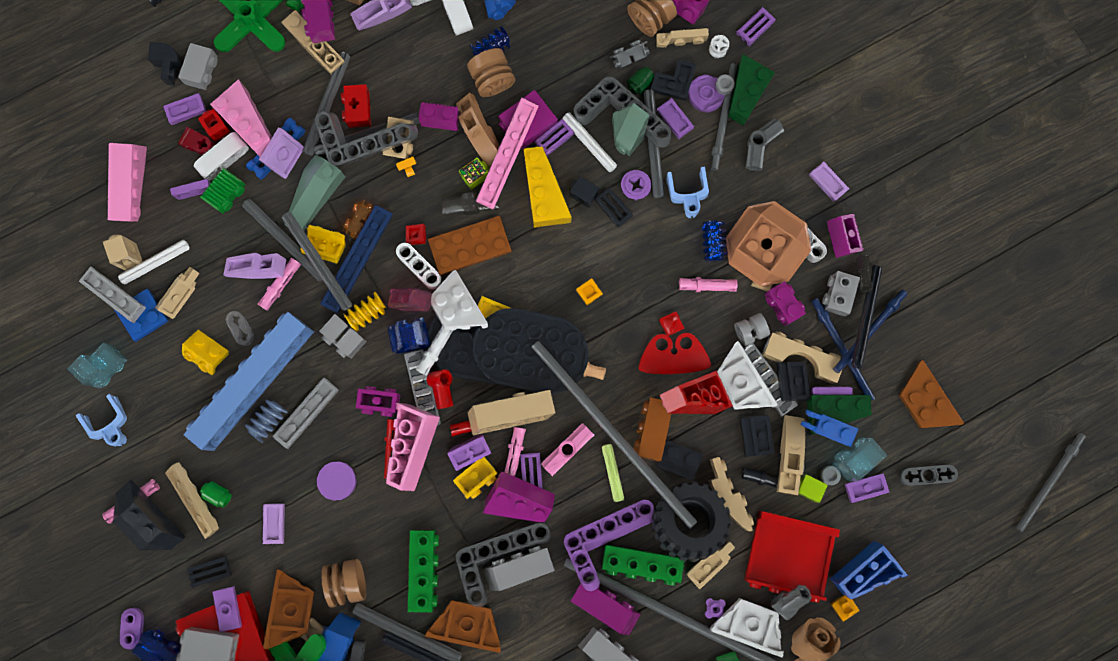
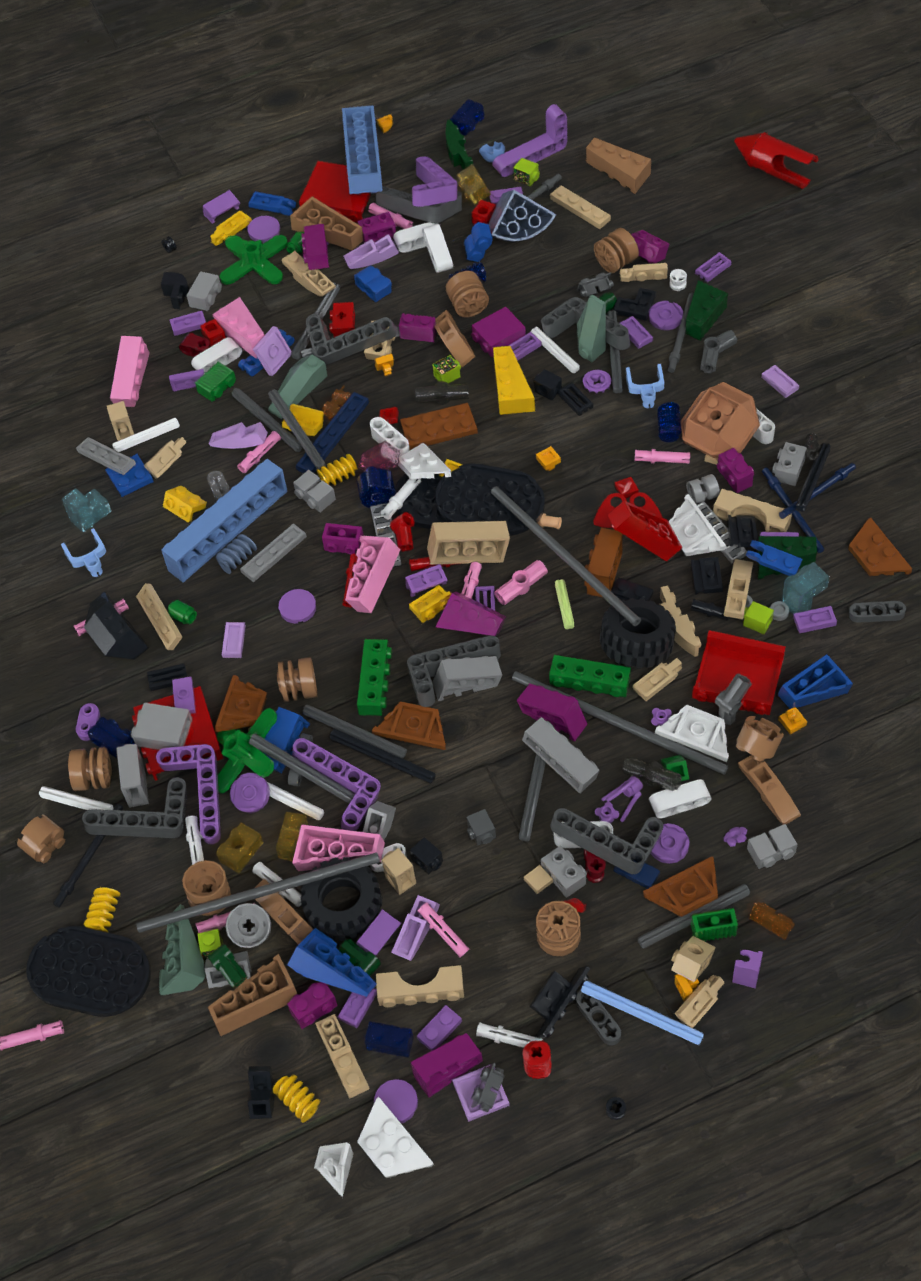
camera: 10 degrees right, 25 degrees down
(386, 53) = (373, 283): none -> blue brick
(507, 153) = (477, 350): bright pink tile -> none
(603, 536) = (533, 654): medium lavender beam -> none
(725, 84) = (682, 306): light grey tile -> none
(844, 235) = (792, 416): magenta brick -> none

